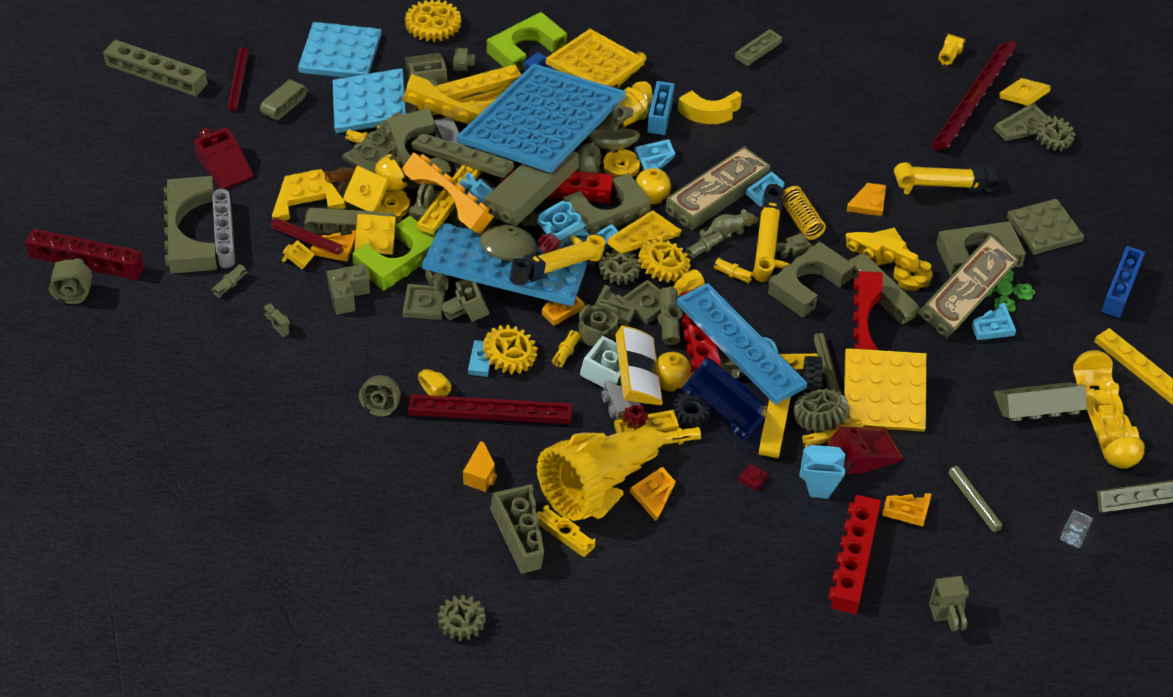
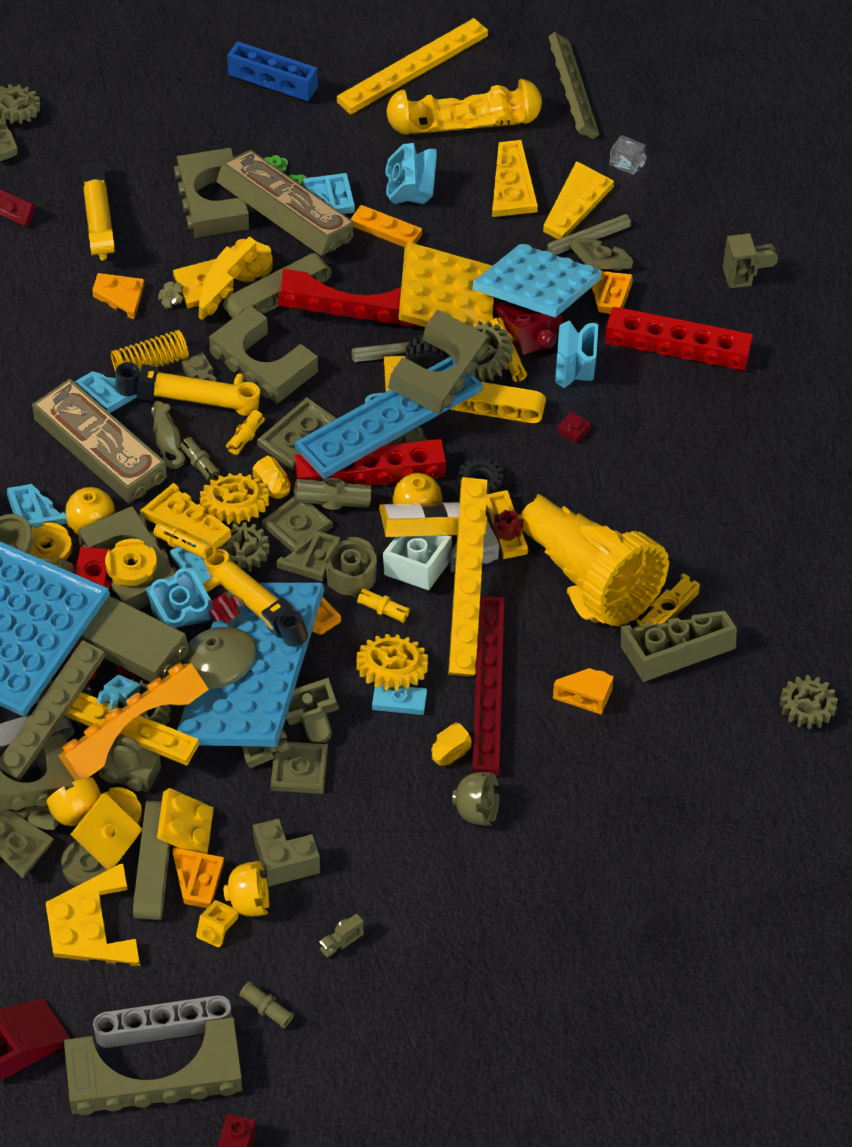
camera: 90 degrees left, 5 degrees up
(307, 236) = (187, 908): dark red axle -> none
(313, 267) = (248, 890): none -> yellow cylinder
(341, 174) = (60, 873): clear orange pin -> none
(387, 271) = (209, 770): lime arch -> none
(581, 384) = (467, 577): none -> yellow plate
(602, 198) = (131, 575): none -> yellow plate
(613, 226) = (166, 533): none -> yellow pin
(654, 491) = (607, 514): light orange wing -> none
(680, 436) = (517, 492): yellow pin -> none
(726, 396) = (470, 435): clear blue windscreen -> none
(743, 302) = (298, 423): none -> olive tile
(803, 383) = (433, 388): none -> olive arch
(869, 226) = (171, 294): none -> olive plant
(904, 448) = (537, 280): none -> medium azure plate
(947, 501) = (600, 256): none -> olive plate
(963, 360) = (385, 226): none -> light orange plate
(1015, 368) = (411, 174): none -> medium azure piece
(1024, 495) = (576, 200): none -> yellow wing
(1029, 445) = (513, 182): none -> yellow wing
(1041, 400) = (455, 168): olive slope -> none
(1045, 226) = (168, 133): olive plate -> none

